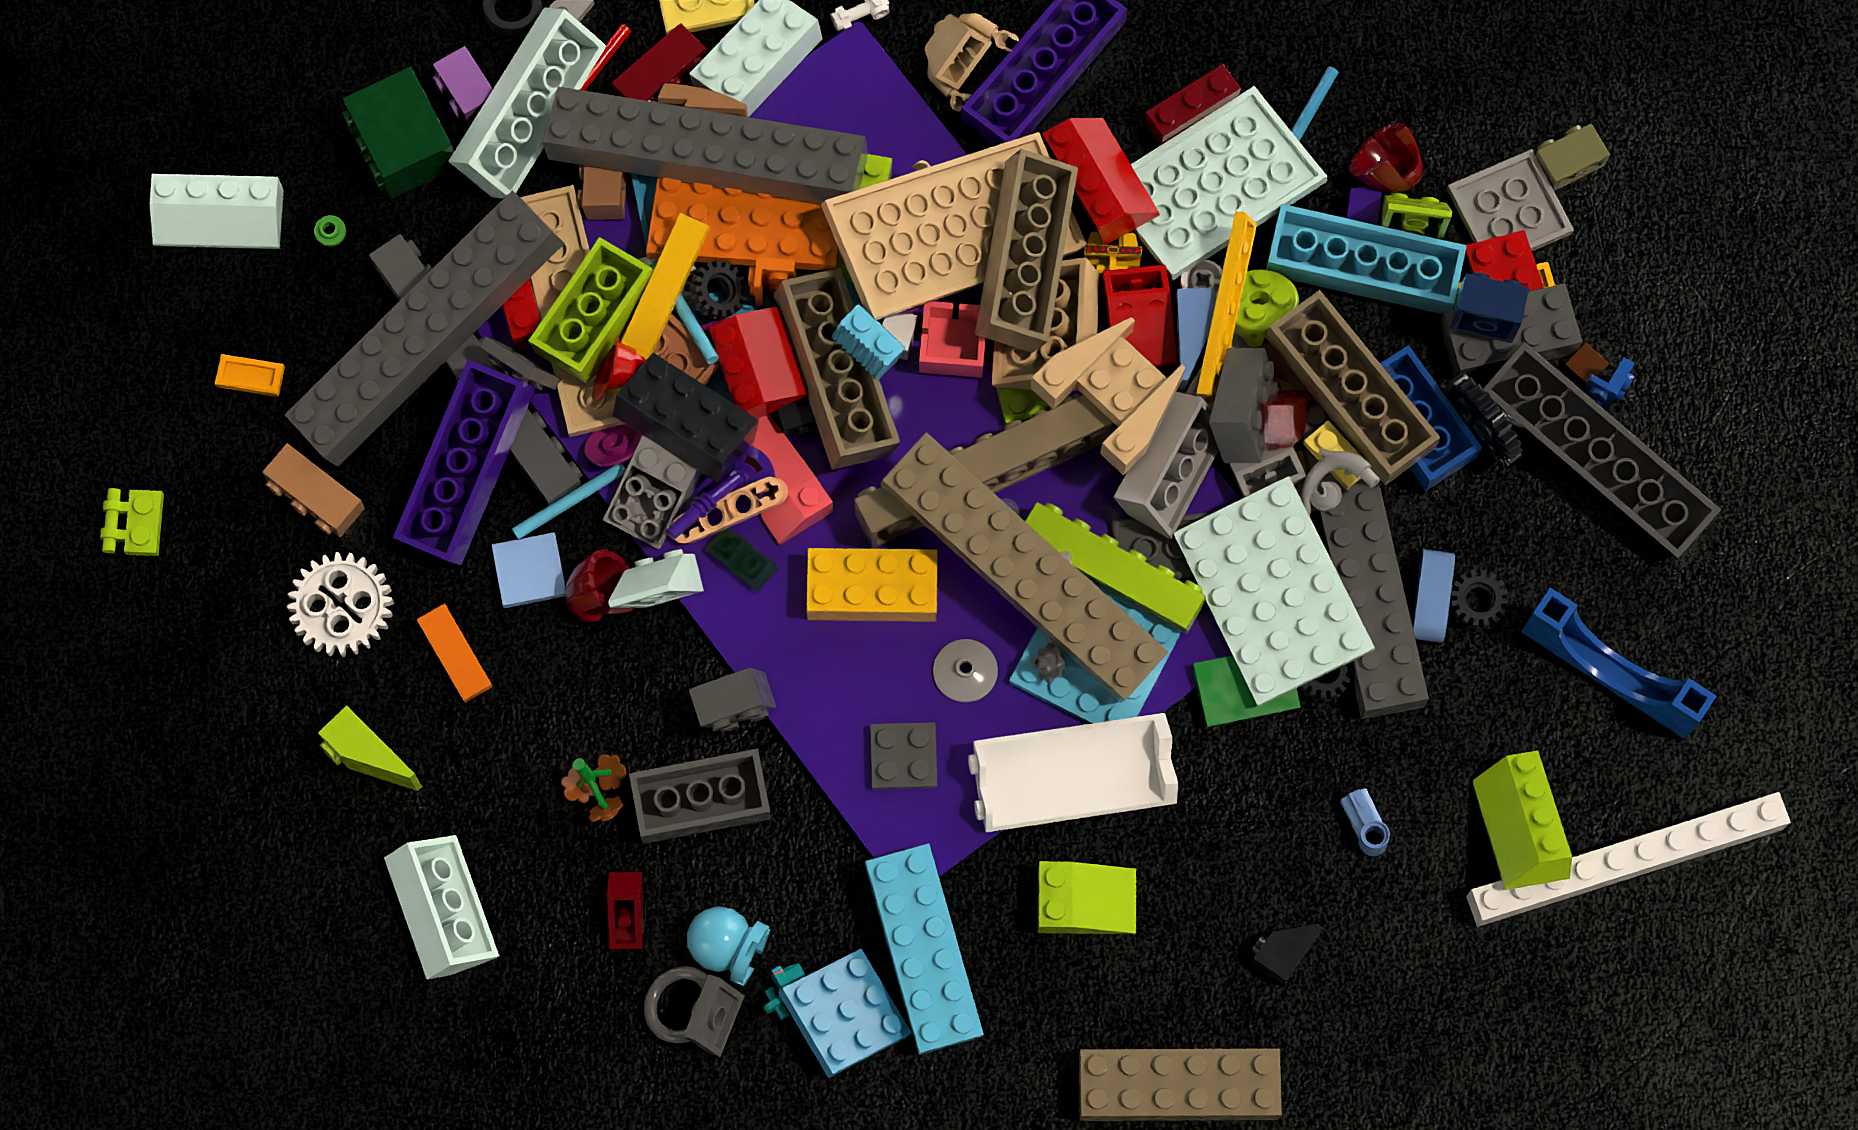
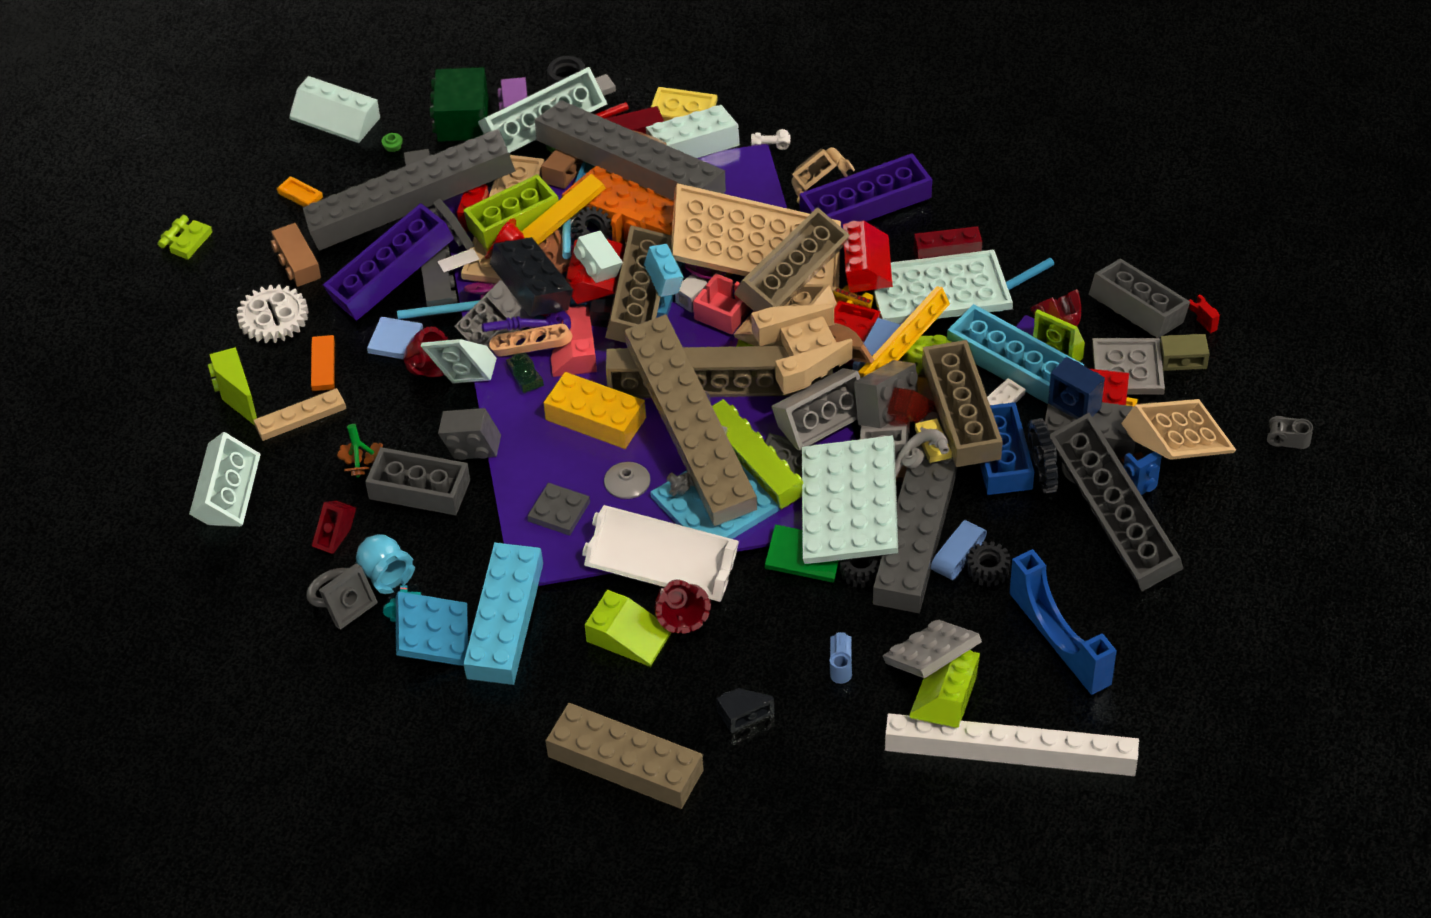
camera: 30 degrees right, 25 degrees down
(472, 750) = (299, 414): none -> tan plate
(553, 413) = (458, 260): none -> white sticker
(767, 356) = (597, 256): none -> light aqua brick
(1139, 839) = (682, 606): none -> dark red hair
(1167, 354) = (859, 350): none -> medium nougat slope
(1378, 326) = (1006, 393): none -> white plate
(1477, 768) = (931, 648): none -> light grey plate
(1482, 97) = (1139, 298): none -> dark grey brick
(1574, 83) = (1206, 315): none -> red plate
(1634, 309) = (1177, 429): none -> tan slope
(1748, 236) = (1291, 433): none -> dark grey piece

